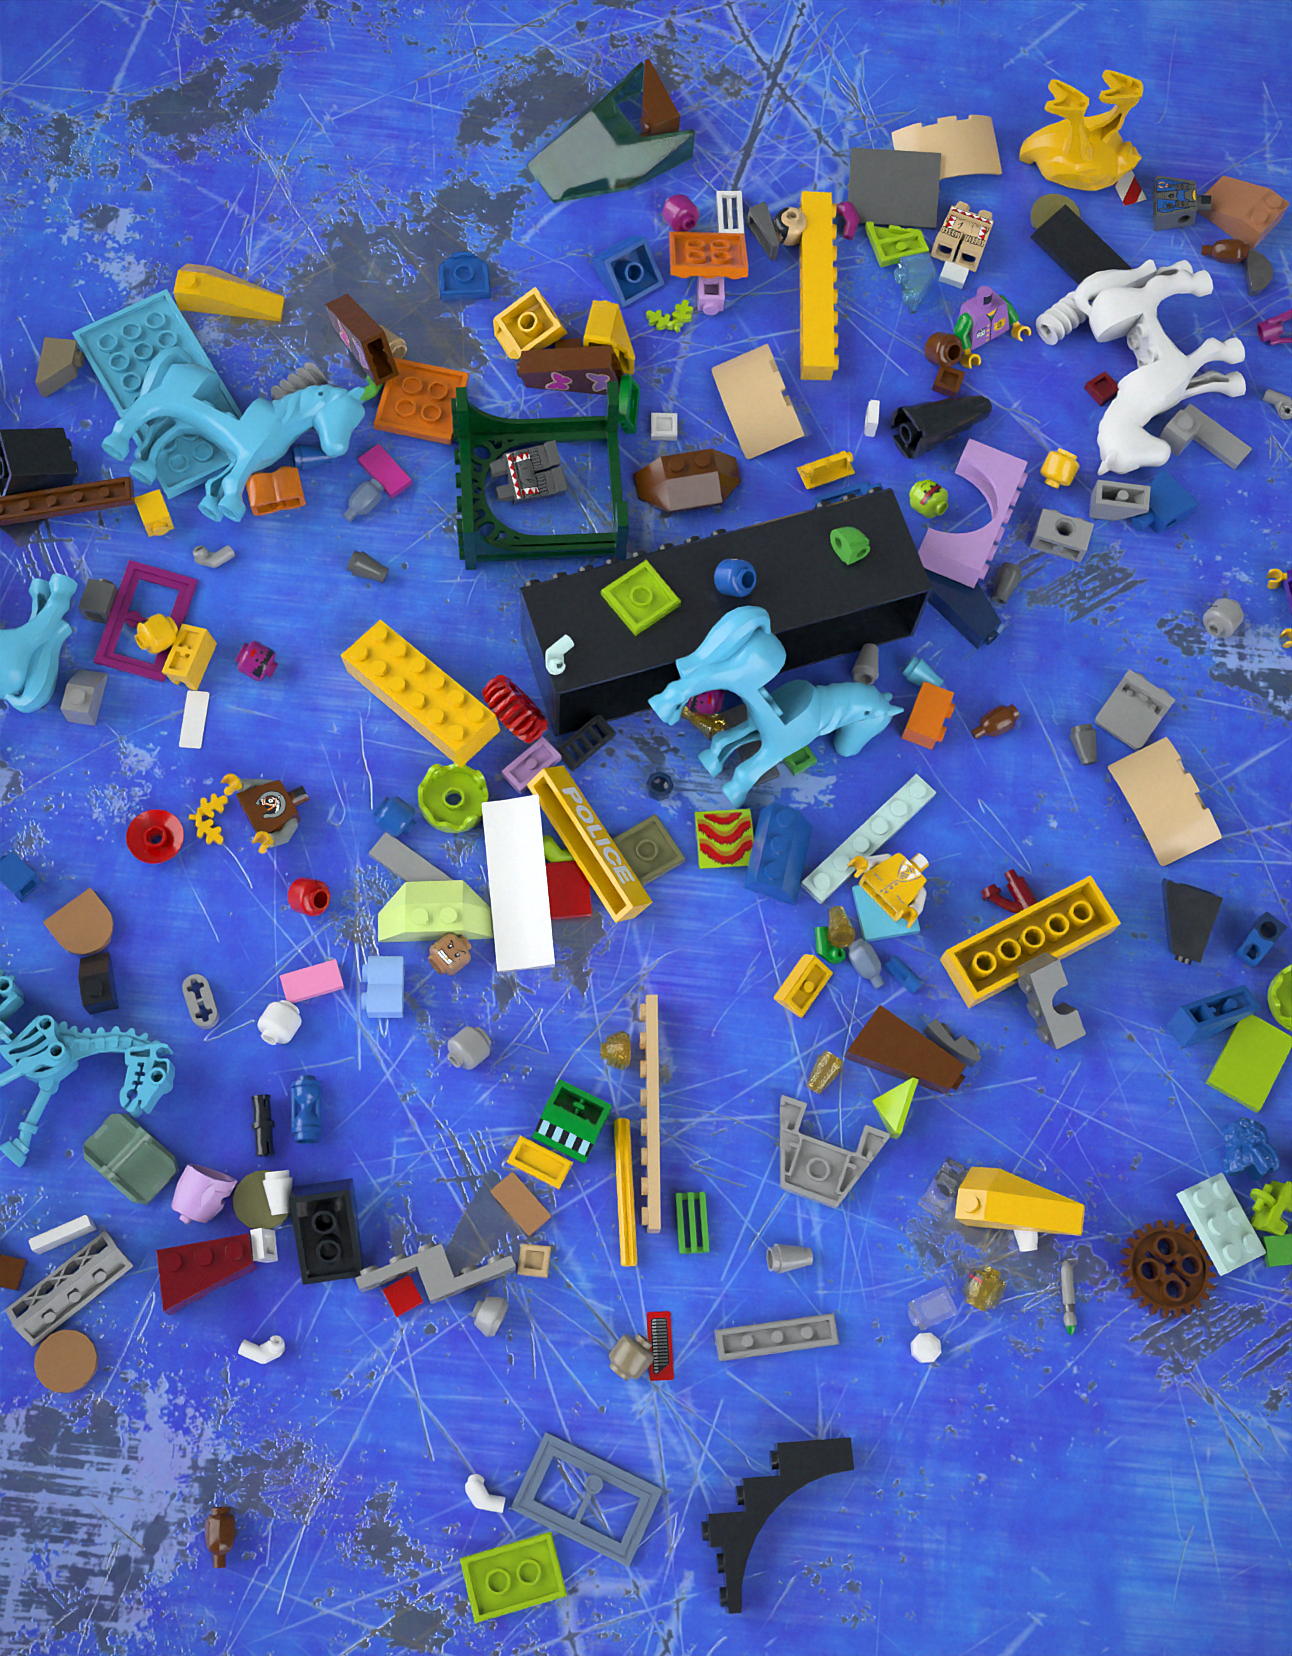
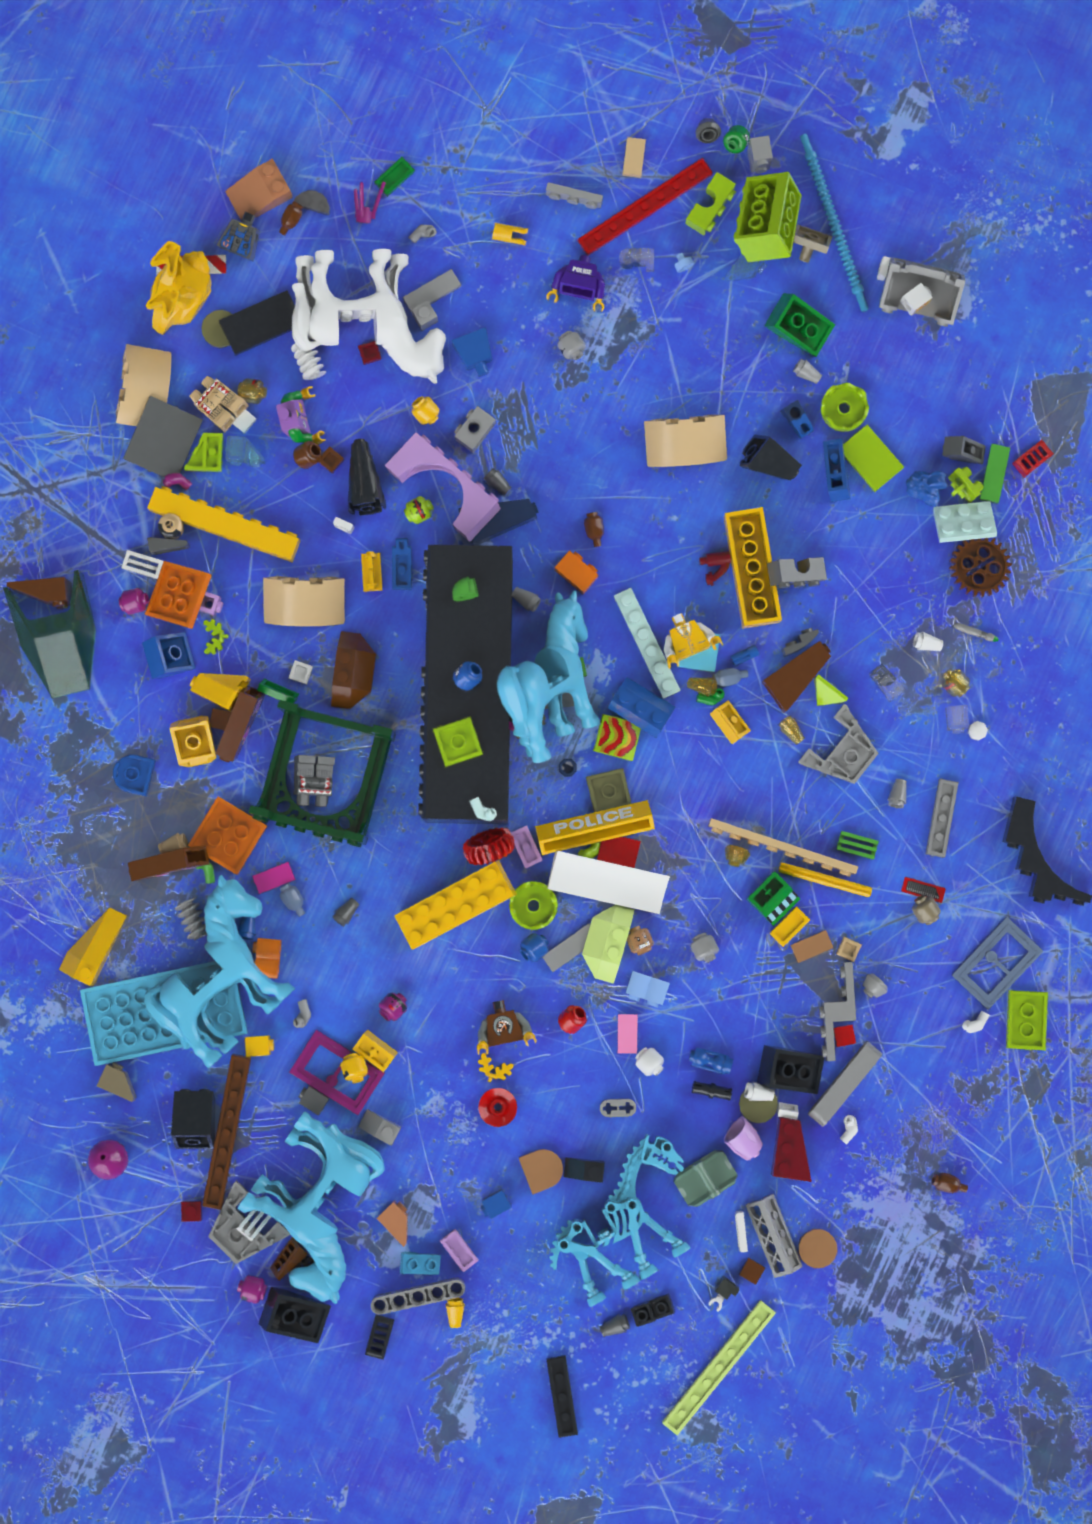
camera: 65 degrees left, 15 degrees up
(194, 719) = (418, 1059): white sticker -> none
(330, 1319) = (845, 1083): none -> light grey beam
(602, 726) = (512, 802): black slope -> none
(919, 671) = (544, 565): medium azure cone -> none
(995, 267) = (252, 390): none -> clear yellow head
(1009, 1202) = (909, 649): yellow wedge -> none
(1085, 743) = (628, 475): dark grey cone -> none
(1118, 500) = (465, 380): light grey slope -> none
(1134, 710) = (617, 434): light grey bracket -> none

